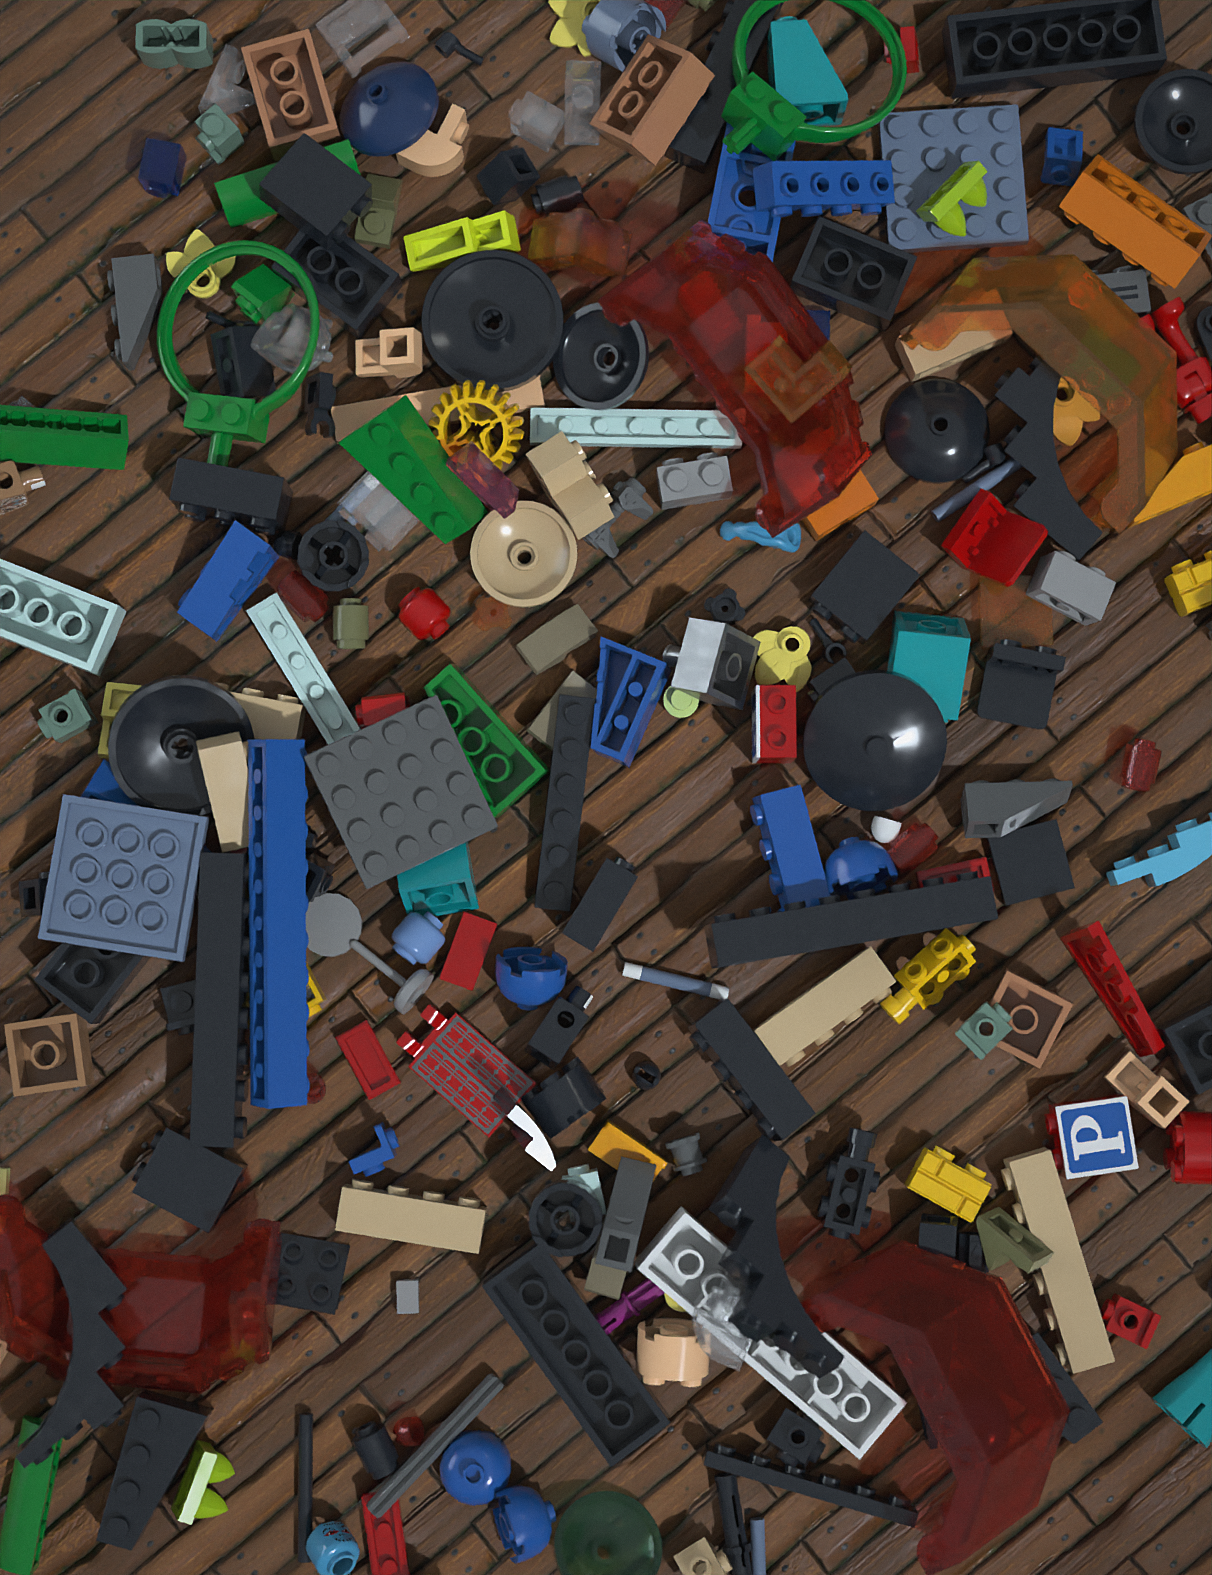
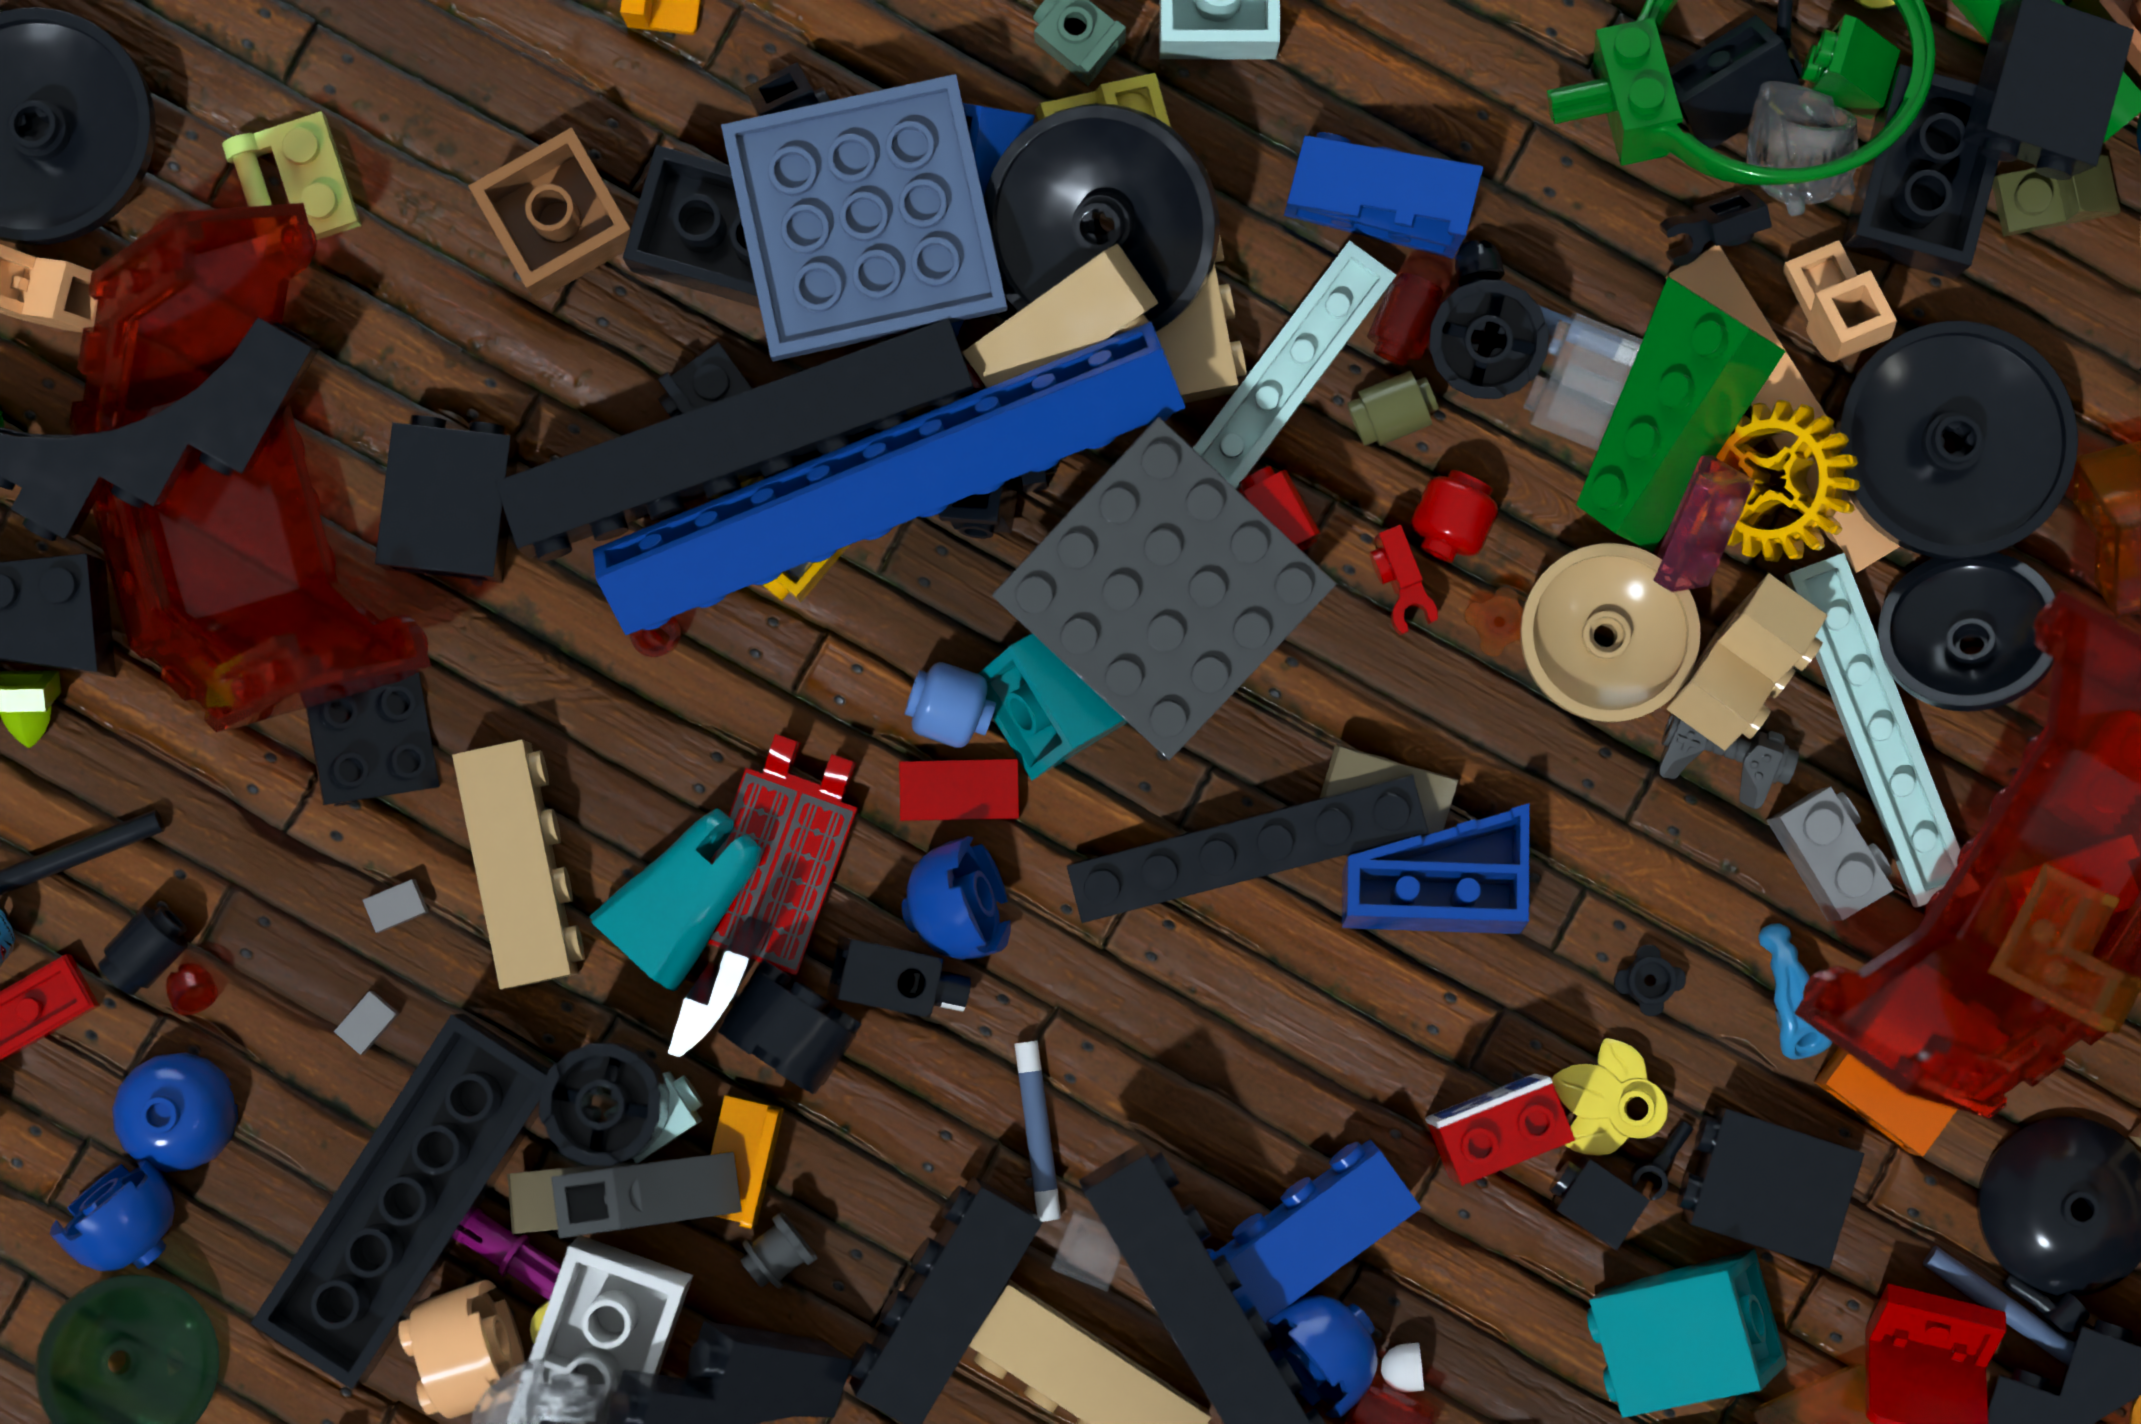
camera: 70 degrees right, 0 degrees up
(231, 495) = (1520, 145): black brick -> none
(334, 929) = (915, 572): light grey piece -> none
(368, 1059) = (733, 702): red tile -> none
(372, 1161) = (581, 771): blue bracket -> none
(434, 1445) = (184, 1037): dark grey axle -> none
(439, 656) = (1396, 564): none -> red plate
(448, 242) = (2053, 323): neon yellow slope -> none
(467, 1132) = (679, 899): none -> teal piece
(467, 1338) = (366, 1022): none -> light grey piece
(495, 751) = (1286, 706): green wedge -> none
(556, 639) = (1497, 735): dark tan slope -> none
(601, 903) = (1113, 967): black brick -> none
(650, 1068) = (887, 1143): black hinge -> none
(679, 703) = (1479, 967): yellowish green plate -> none
(713, 663) = (1558, 996): flat silver brick -> none
(753, 979) = (1087, 1251): none -> clear brick
(874, 740) = (1538, 1297): black dish -> none

